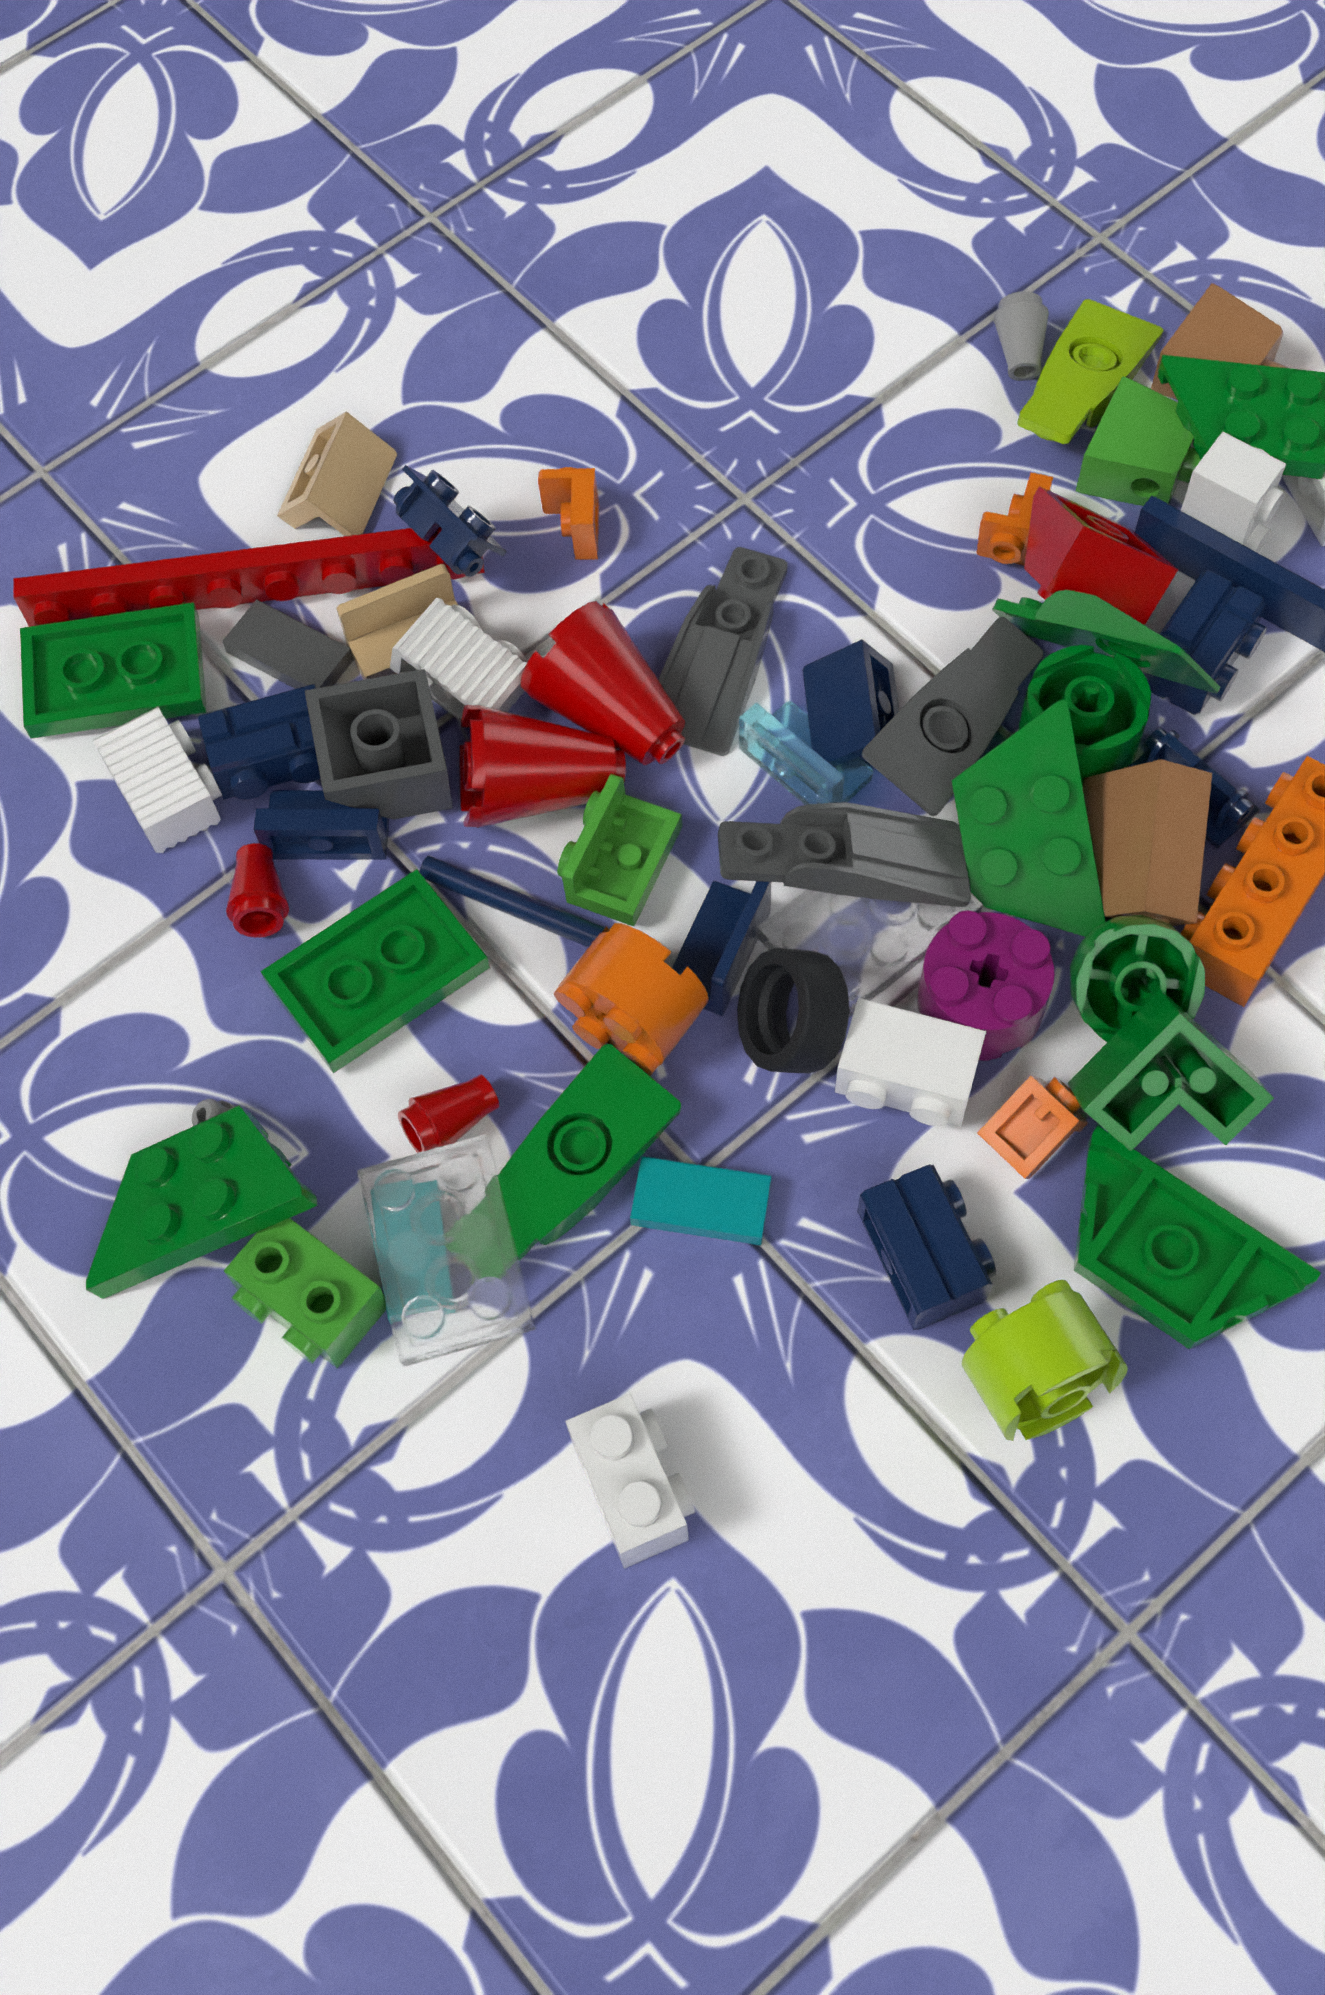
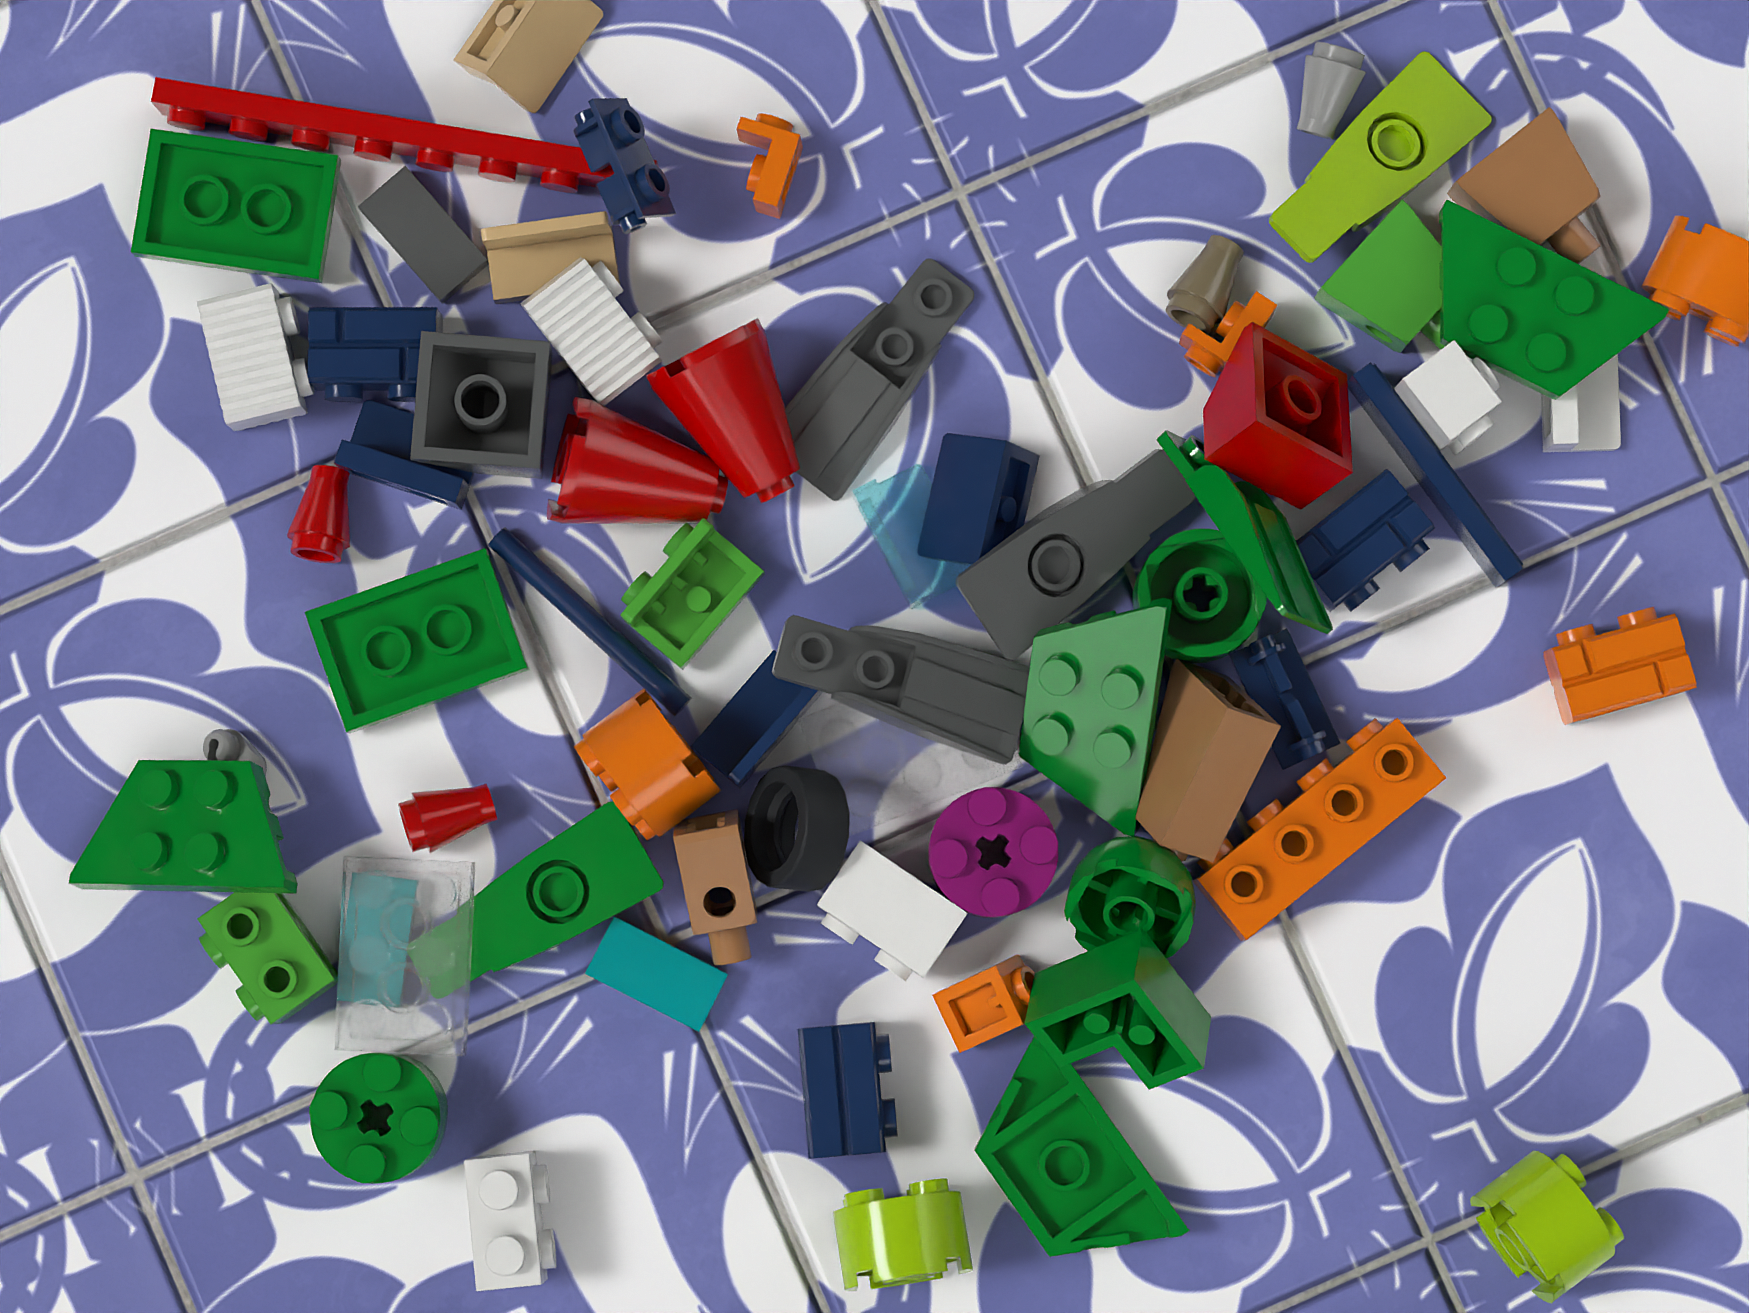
camera: 15 degrees right, 20 degrees up
(460, 1454) = (342, 1107): none -> green brick
(725, 1058) = (713, 856): none -> medium nougat torso
(981, 492) = (1205, 286): none -> dark tan cone

